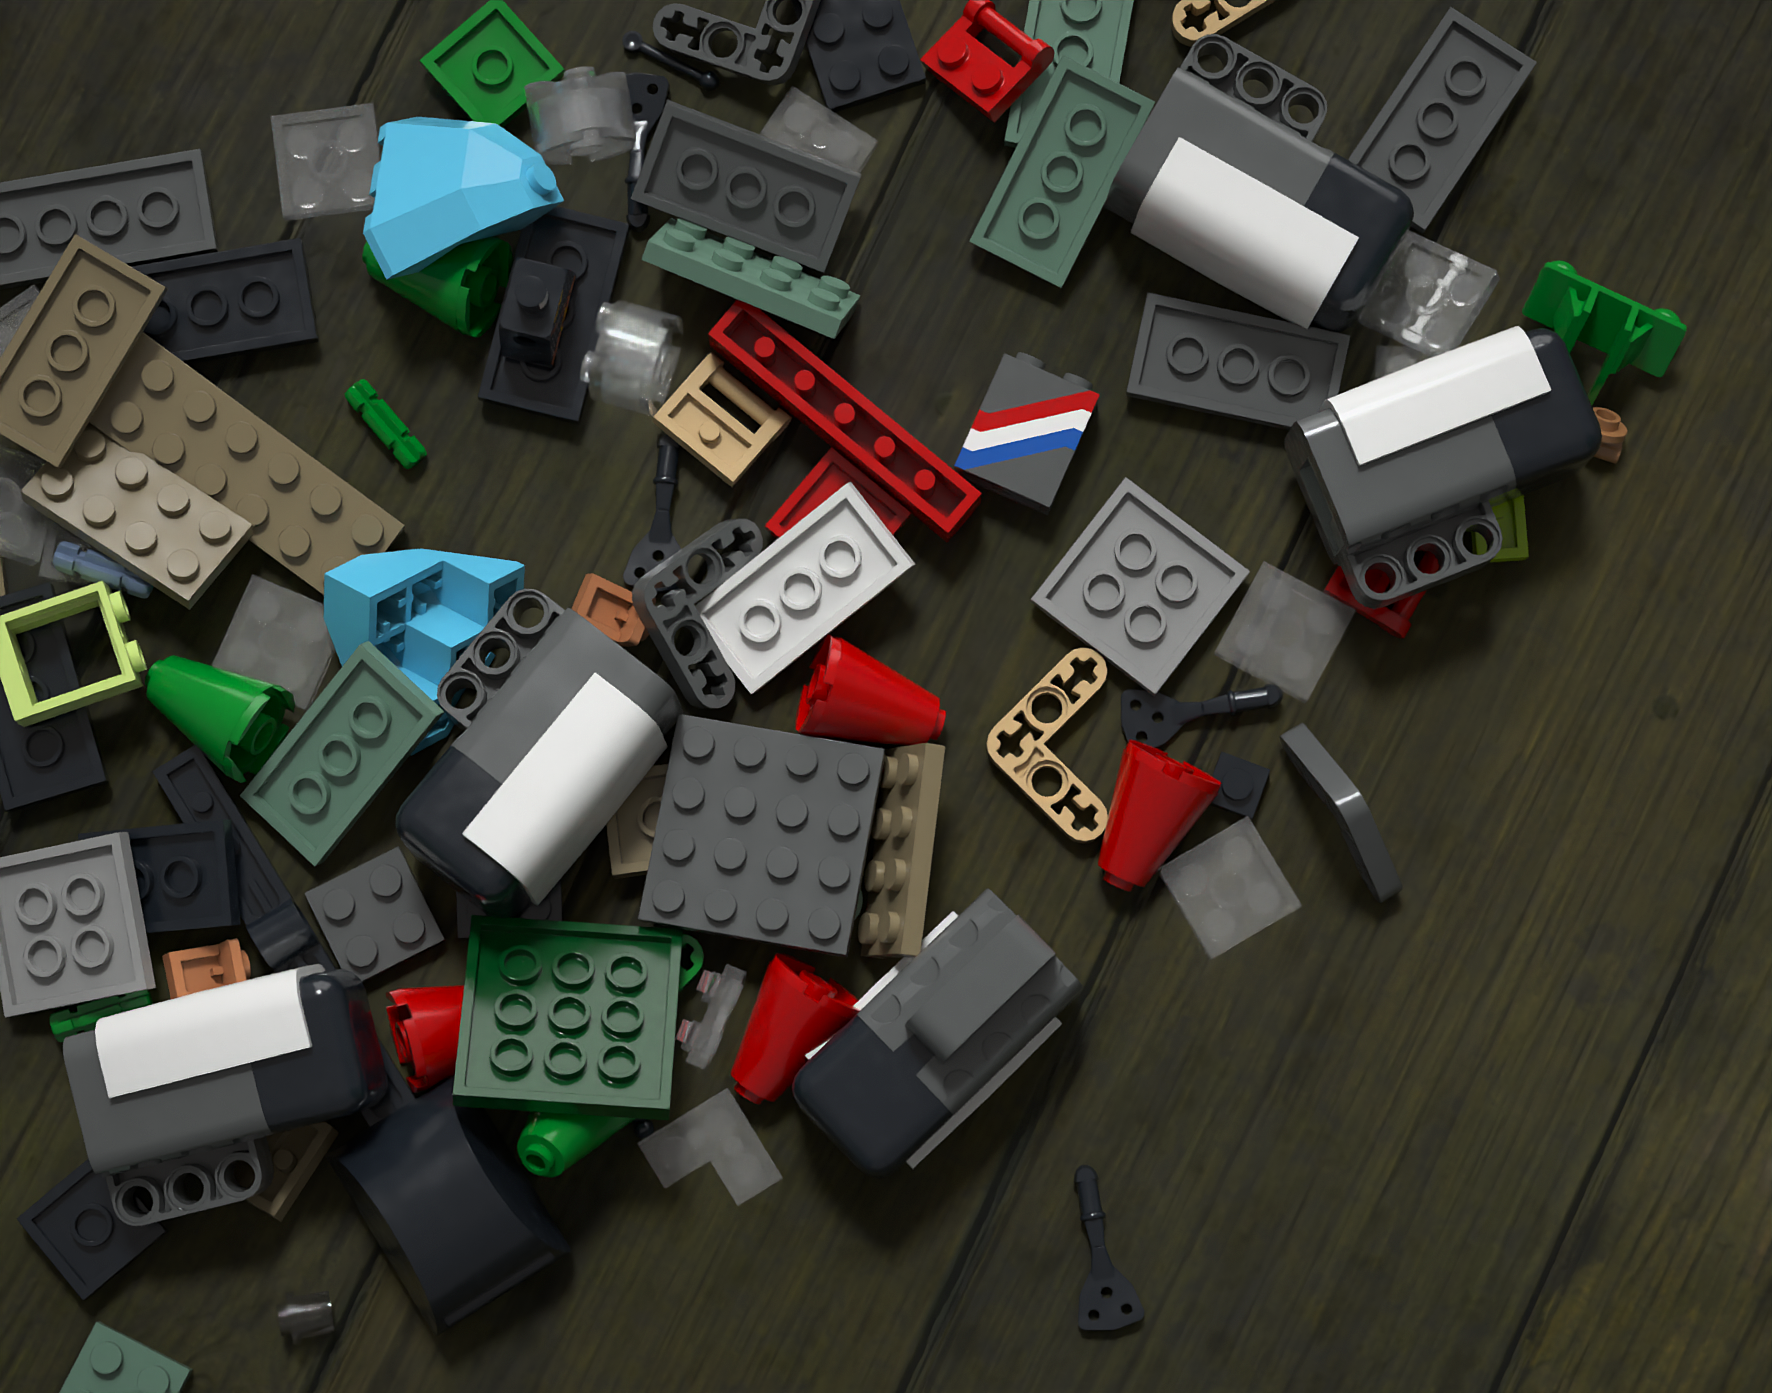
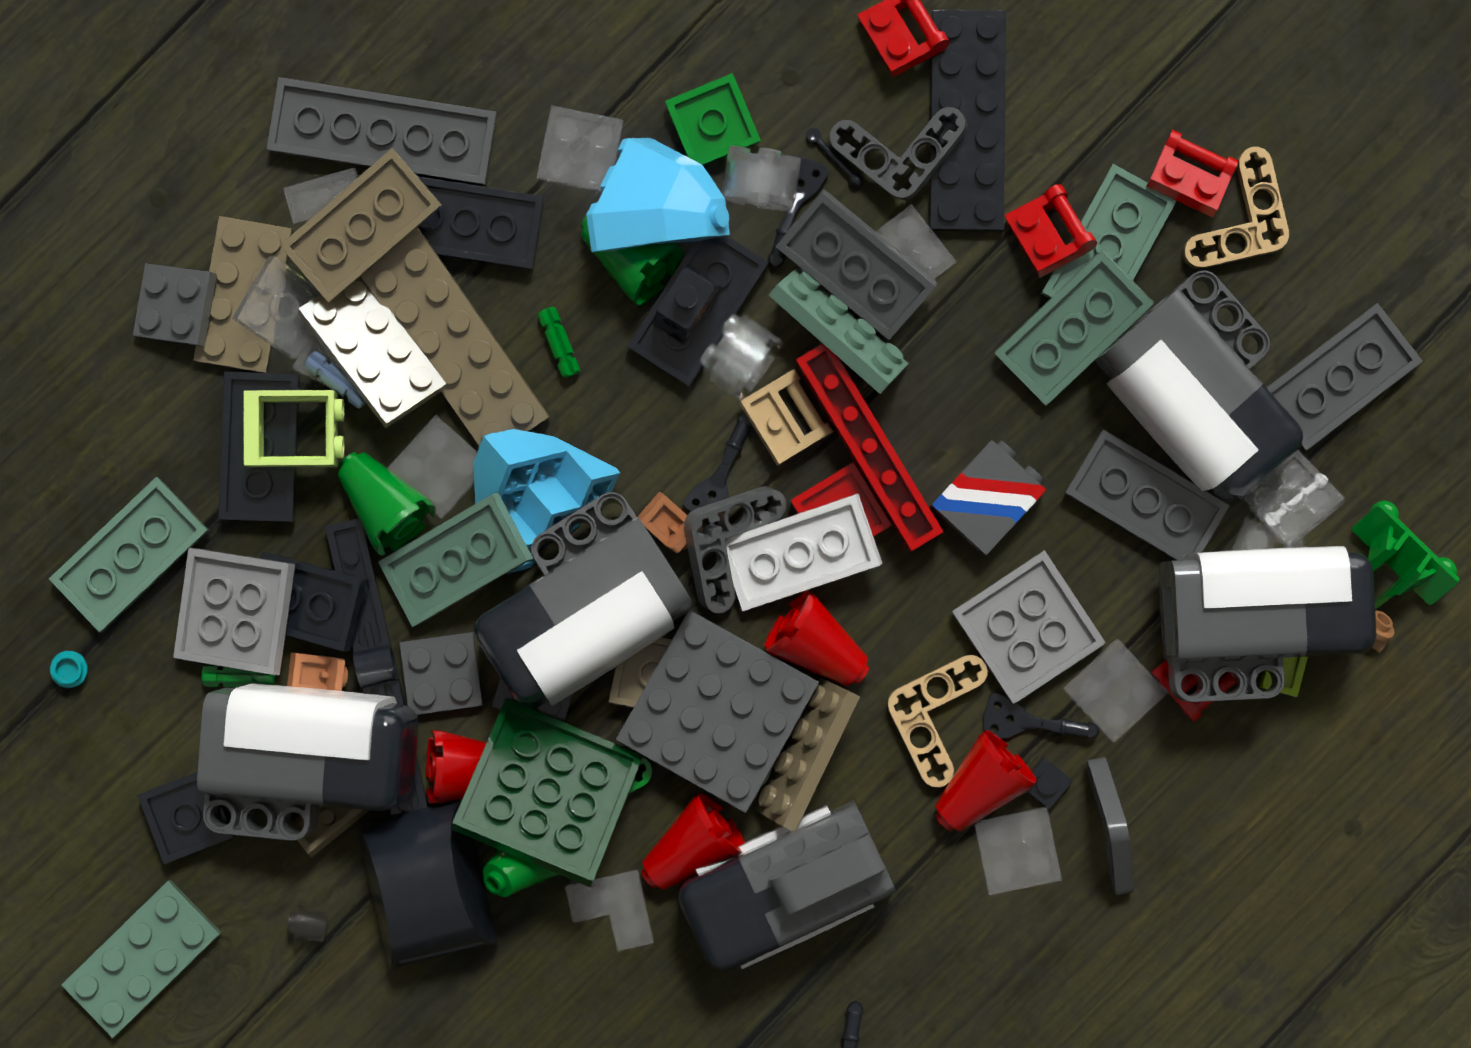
camera: 15 degrees right, 5 degrees up
(722, 994) = (655, 808): clear plate -> none

